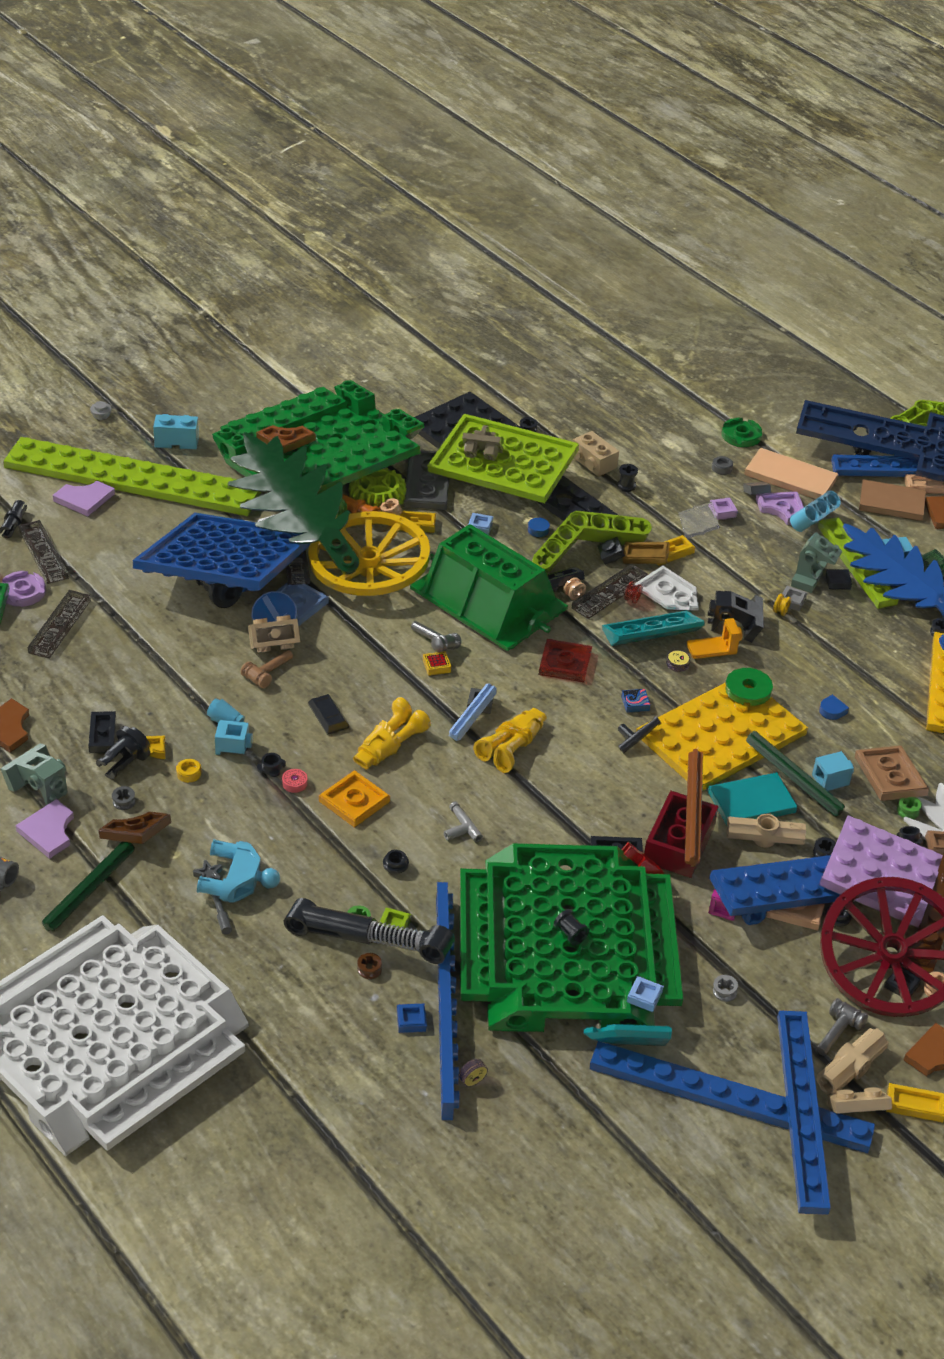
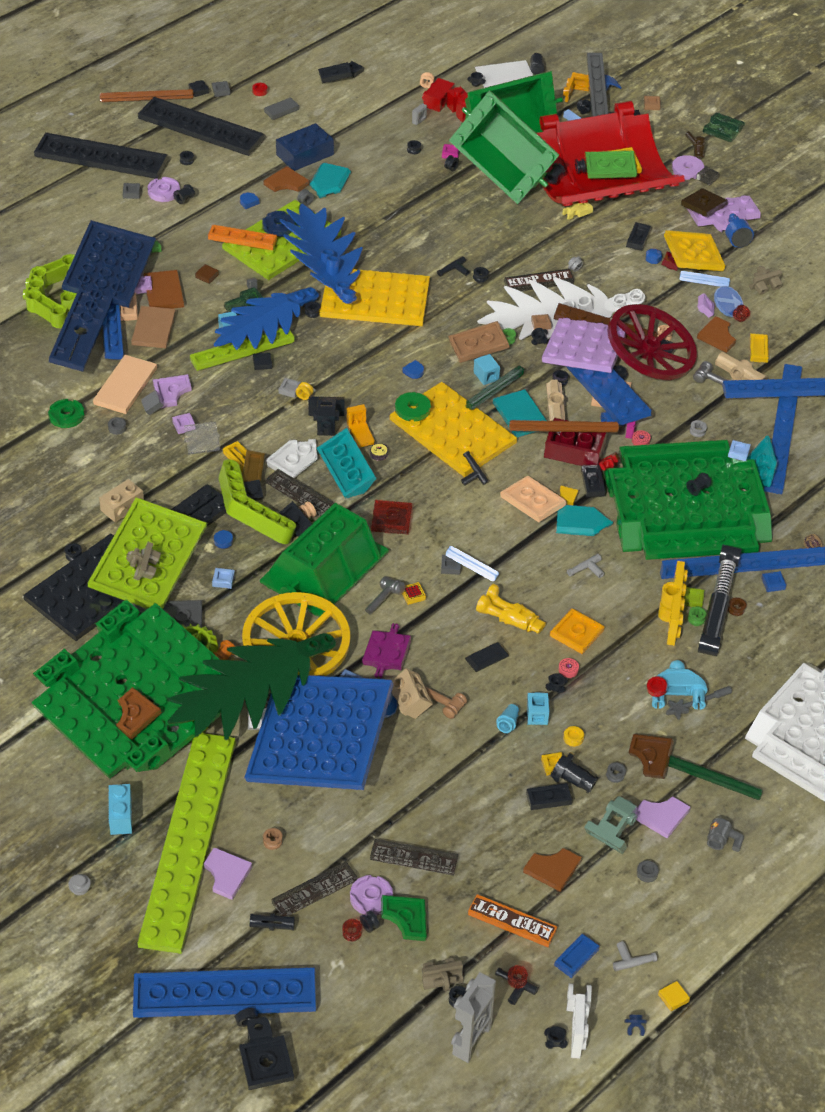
camera: 95 degrees left, 5 degrees up
(114, 528) = (272, 832): none -> medium nougat bush
(230, 838) = (656, 686): none -> red tile
(351, 632) = (386, 650): none -> magenta plate
(369, 881) = (672, 603): none -> yellow plate
(391, 506) = (218, 628): light nougat bush -> none
(395, 862) = (637, 599): black plate -> none
(424, 520) = (227, 634): yellow tile -> none
(513, 734) = (489, 538): yellow piece -> none
(549, 824) = (581, 520): none -> teal tile
(585, 785) = (533, 498): none -> light nougat tile
(592, 824) = (568, 494): none -> yellow tile
(627, 479) = (147, 481): black bush -> none
(633, 592) = (305, 475): clear red bush -> none
(635, 700) = (430, 475): blue tile -> none
(702, 918) = (641, 438): none -> coral tile
(814, 557) = (255, 370): sand green tile -> none
(815, 511) = (188, 365): medium azure beam -> none
(870, 1100) = (771, 366): tan plate -> none

